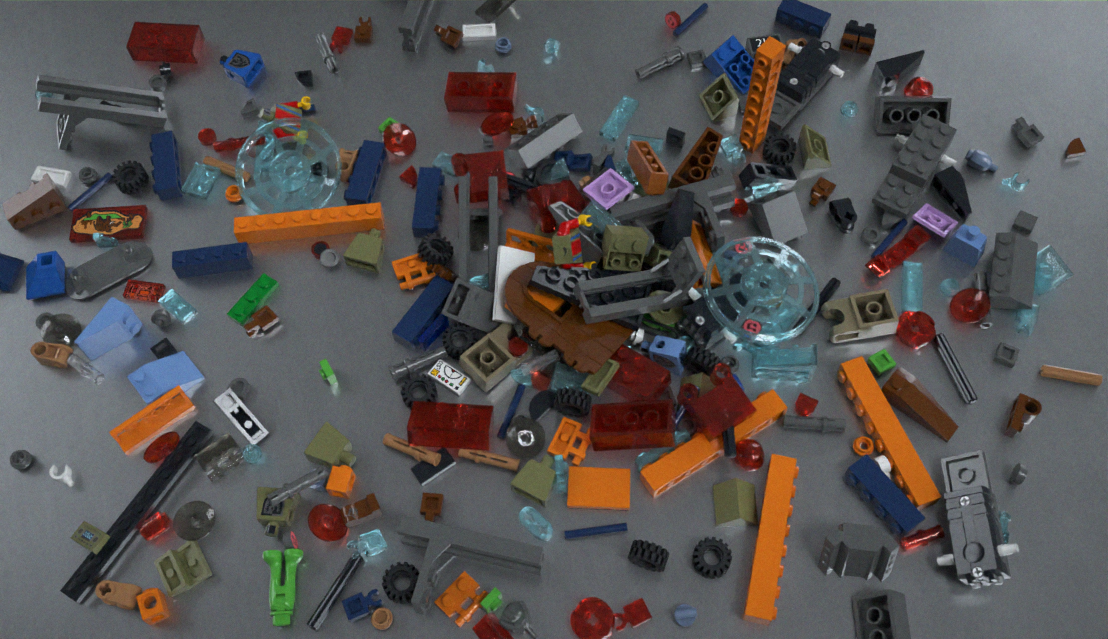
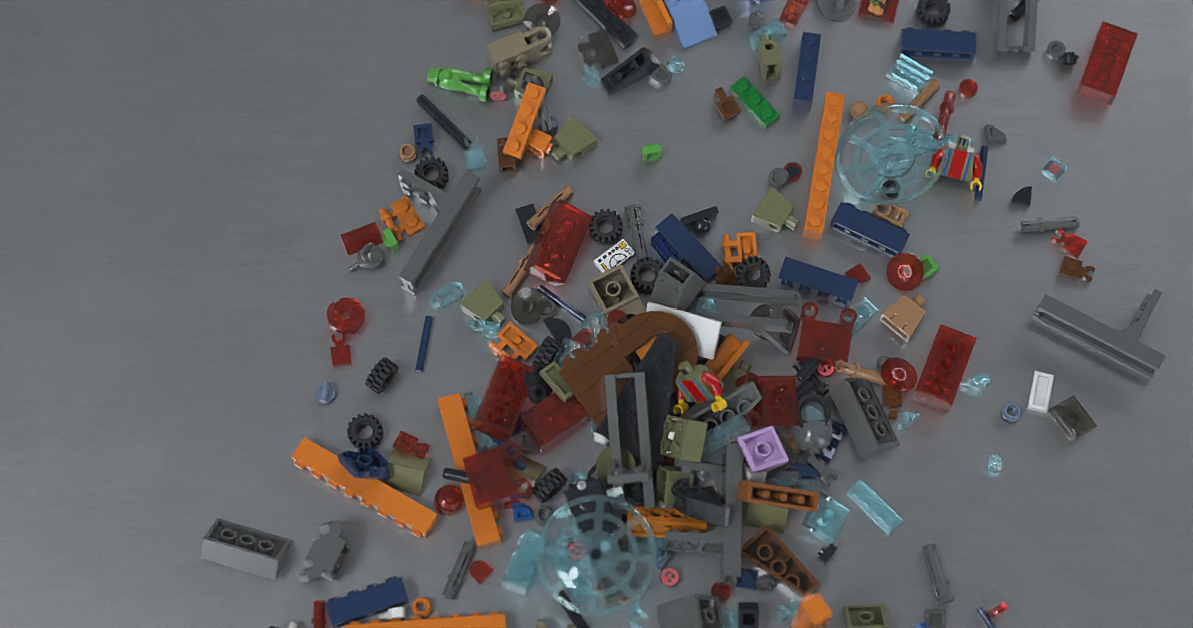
camera: 105 degrees right, 10 degrees up
(204, 291) = (769, 58): none -> olive torso
(225, 377) = (675, 64): none -> clear light blue plate
(238, 530) = (518, 51): none -> dark tan brick
(242, 66) = (1051, 134): blue torso -> none
(244, 210) = (858, 108): none -> medium nougat plate
(275, 61) = (1054, 169): none -> tile
(322, 492) = (524, 120): none -> orange plate
(331, 517) = (493, 121): clear red dish -> none
(390, 311) = (700, 220): none -> black tile
(431, 505) = (490, 212): reddish brown plate -> none
(441, 131) = (904, 315): none -> medium nougat torso
(449, 35) = (1040, 357): reddish brown plate -> none
(507, 145) = (855, 371): none -> medium nougat pin
(579, 162) = (813, 437): none -> dark grey cylinder
(599, 488) = (462, 358): orange tile -> none
(611, 395) = (536, 386): none -> black plate
(667, 353) = (570, 455): medium blue torso -> none
(709, 509) = (407, 444): none -> clear red plate
(752, 536) = (365, 464): none -> dark blue slope

